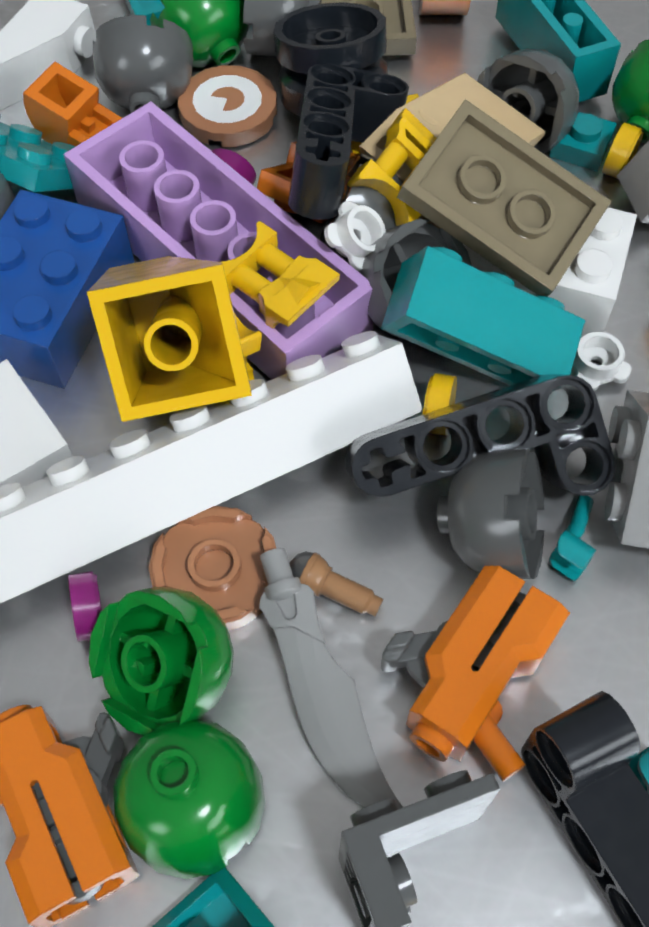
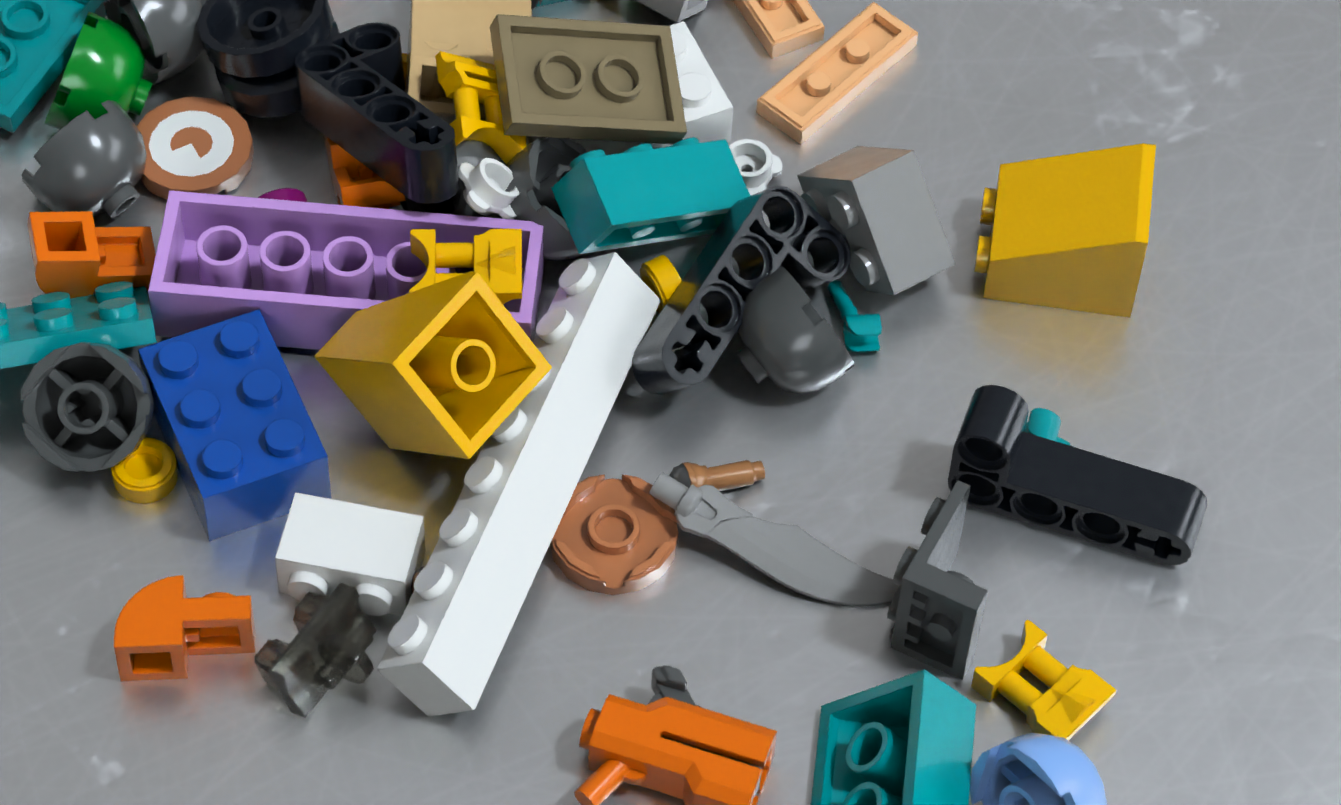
camera: 45 degrees left, 5 degrees down
(84, 603) = (554, 623): magenta tile -> none
(160, 658) = (660, 602): green cylinder -> none
(188, 798) = (764, 672): green cylinder -> none
(470, 663) = (866, 449): orange piece -> none

